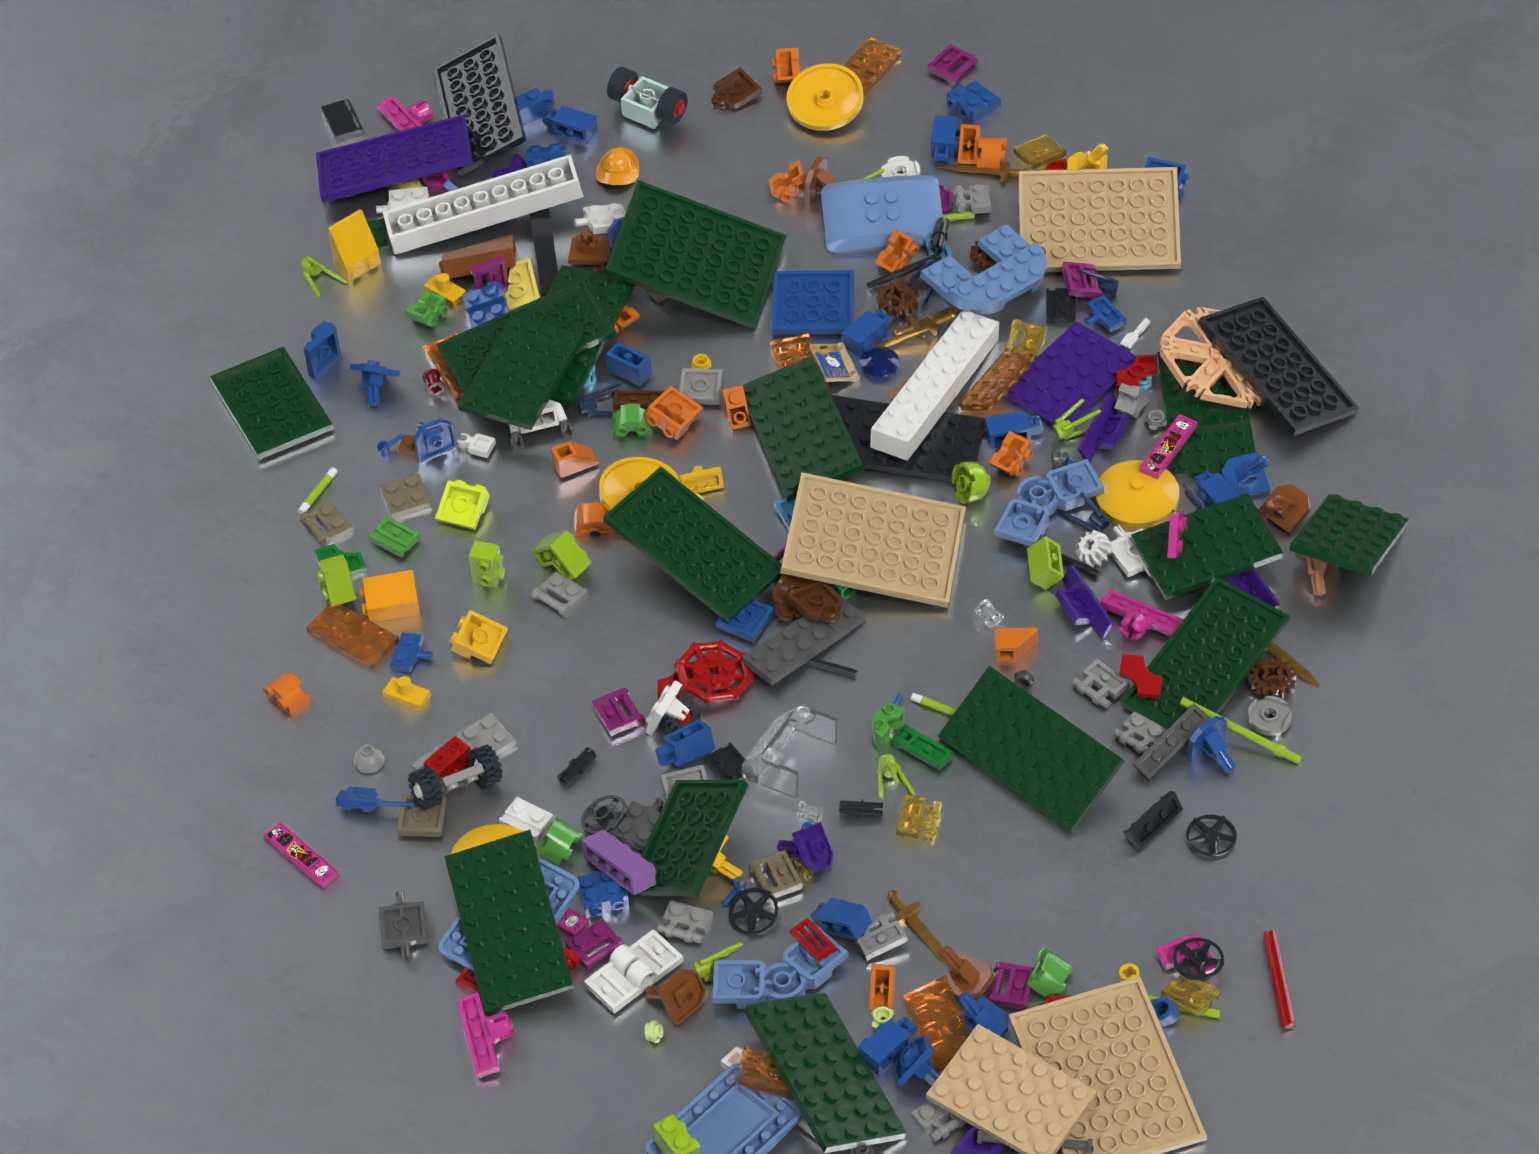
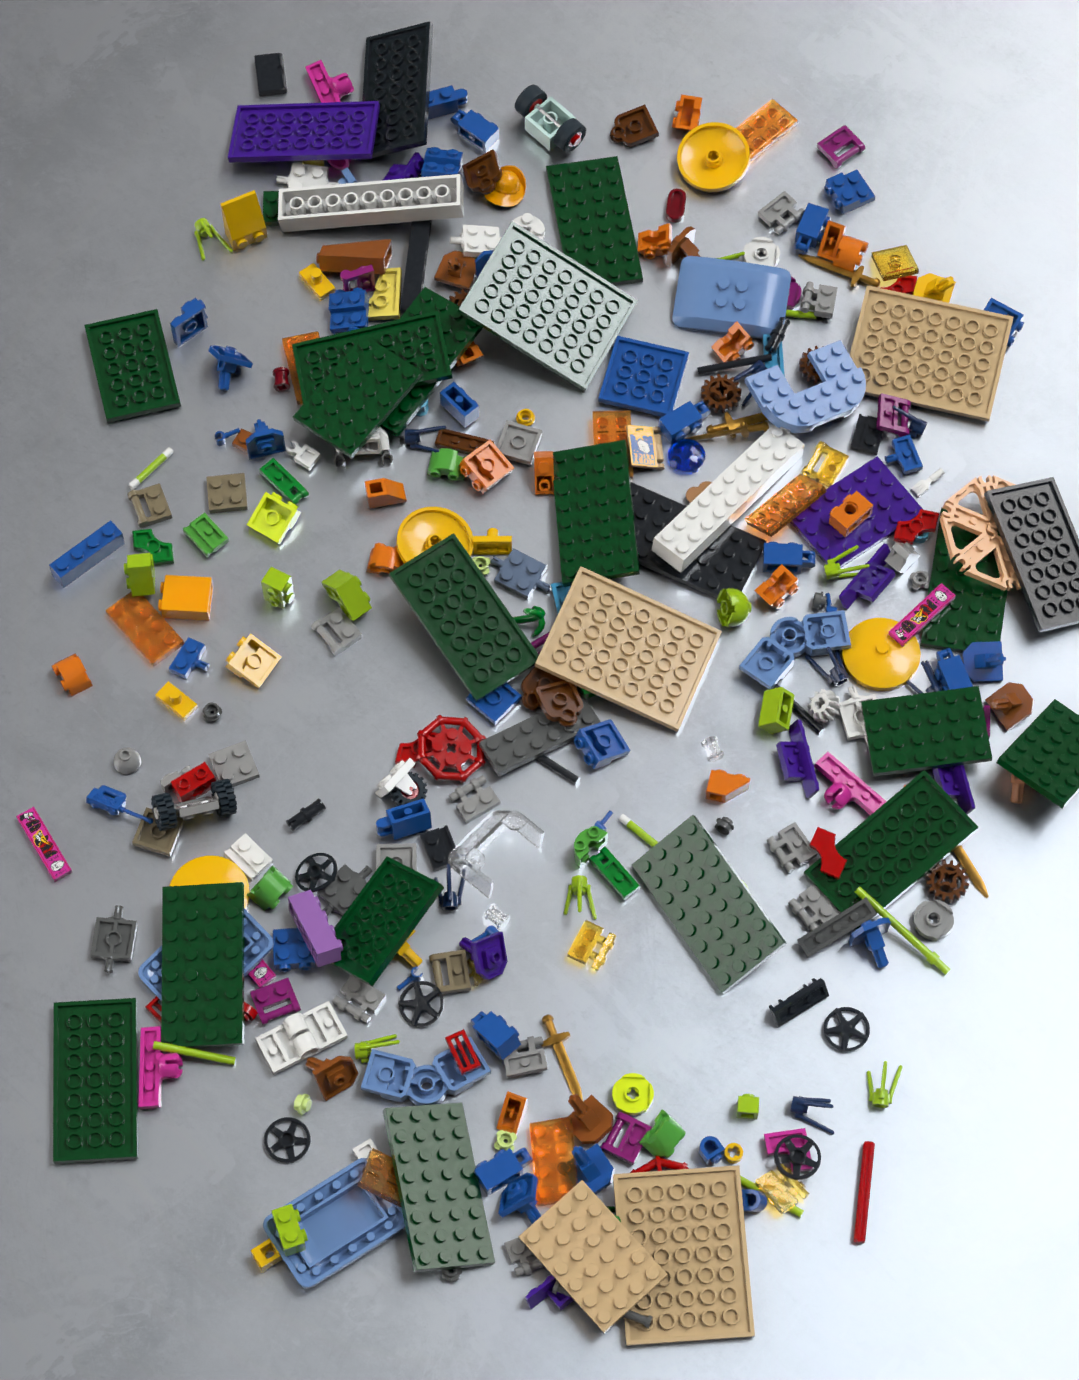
camera: 10 degrees right, 15 degrees up
(272, 579) = (87, 554): none -> blue brick
(421, 1061) = (95, 1081): none -> dark green plate
(427, 309) = (295, 300): bright green cylinder -> none
(448, 694) = (212, 707): none -> dark grey plate
(461, 470) = (283, 481): none -> green plate
(522, 1009) = (194, 1053): none -> lime bar
(592, 158) = (483, 172): none -> reddish brown plate
(612, 714) = (350, 768): magenta plate -> none
(646, 1071) = (287, 1140): none -> black wheel
(717, 172) = (595, 218): none -> dark green plate
(739, 501) = (520, 573): none -> sand blue plate
(755, 810) = (450, 900): none -> dark blue plant
(757, 718) = (477, 804): none -> light grey plate
(767, 532) = (533, 615): none -> green piece
(799, 148) = (676, 205): none -> dark red tile
(860, 808) = (544, 922): black axle -> none
(871, 633) = (601, 744): none -> blue plate
(904, 132) = (778, 208): none -> light grey plate
(1005, 932) = (641, 1086): none -> neon yellow plate
(1066, 372) = (846, 523): none -> orange brick
(1104, 973) = (711, 1150): none -> blue plate
(1130, 927) = (747, 1106): none -> lime plate
(1177, 526) = (900, 713): dark pink plate -> none
(1186, 914) = (801, 1105): none -> dark blue plant
(1267, 888) = (880, 1097): none -> lime plant

